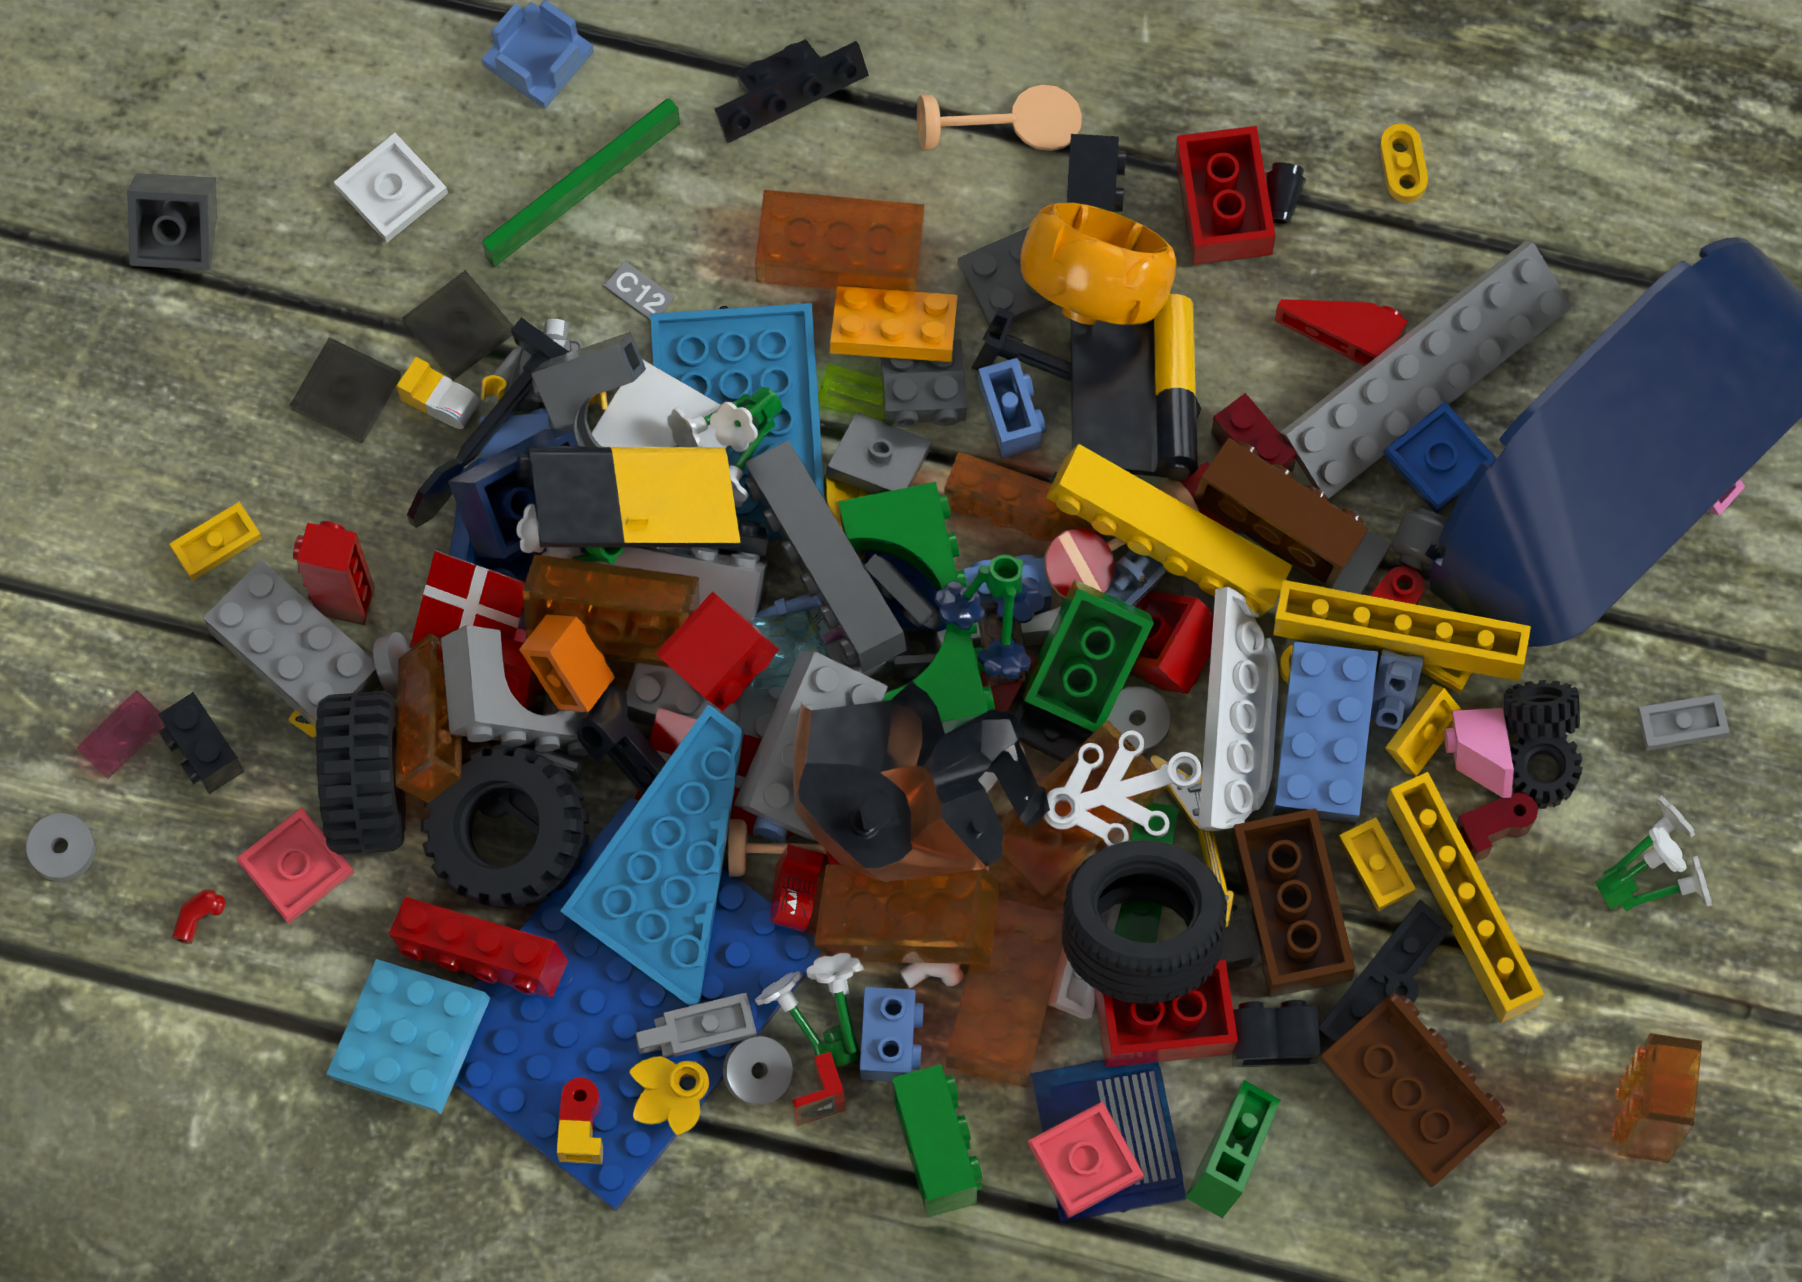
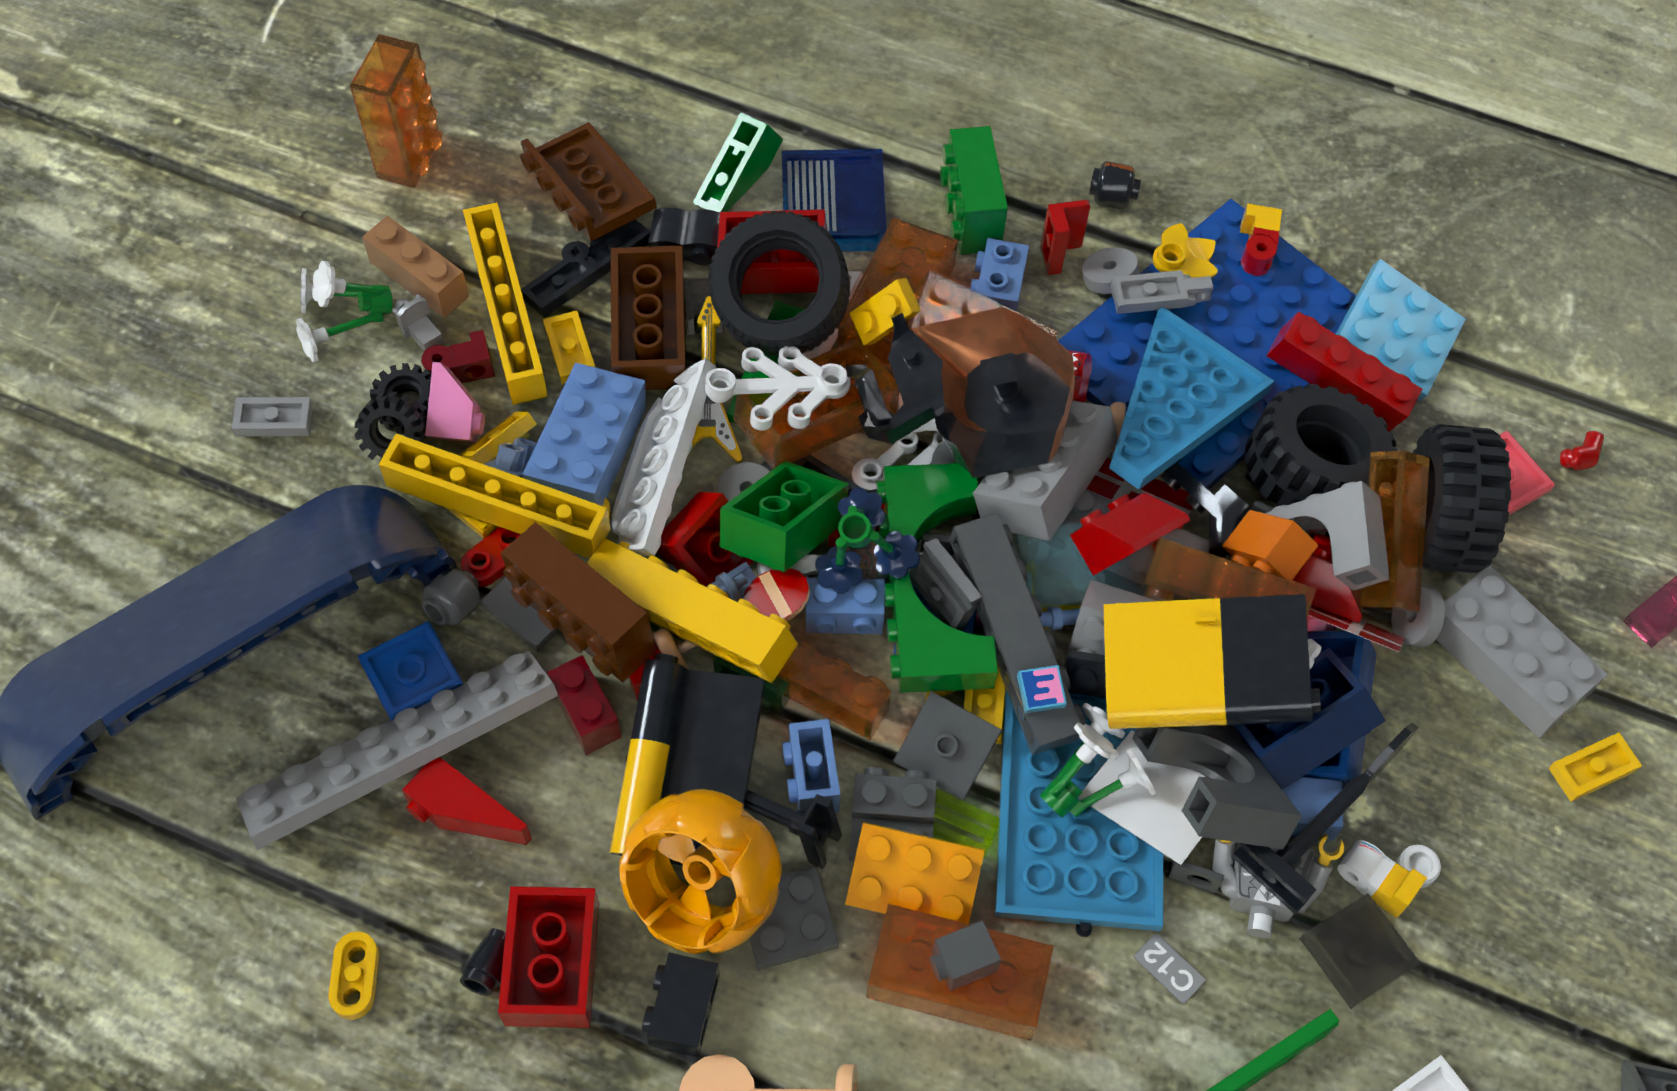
camera: 175 degrees left, 10 degrees down
(200, 742) = (1595, 581): black brick -> none
(334, 571) = (1490, 670): red brick -> none
(345, 390) = (1473, 903): clear smoke plate -> none
(398, 419) = (1423, 860): none -> white tile
(762, 1198) = (1114, 185): none -> black head
(792, 485) = (1041, 689): none -> tile
(834, 971) = (1048, 282): plant -> none
(837, 222) = (964, 956): none -> dark grey brick
(1017, 897) = (874, 316): none -> yellow plate
(1085, 1159) = (857, 169): coral plate -> none
(1560, 869) = (416, 321): none -> light grey piece
(1583, 936) = (415, 266): none -> medium nougat brick

